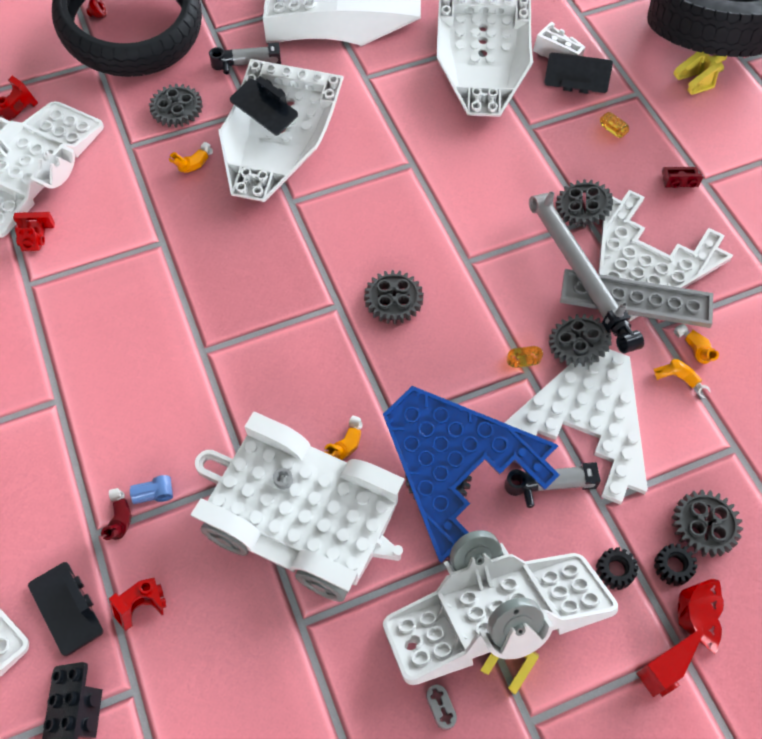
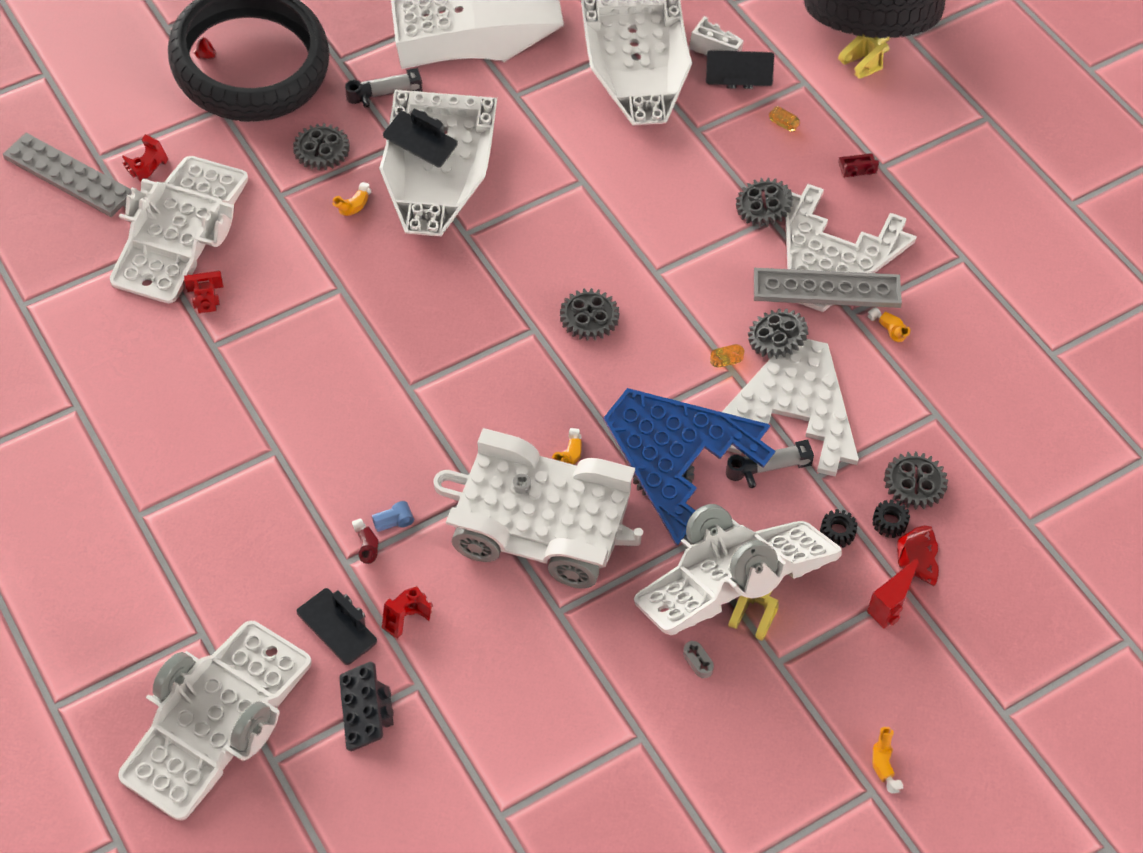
camera: 10 degrees left, 5 degrees down
(615, 317) = (808, 305): light grey piece -> none
(682, 371) = (878, 350): light orange arm -> none

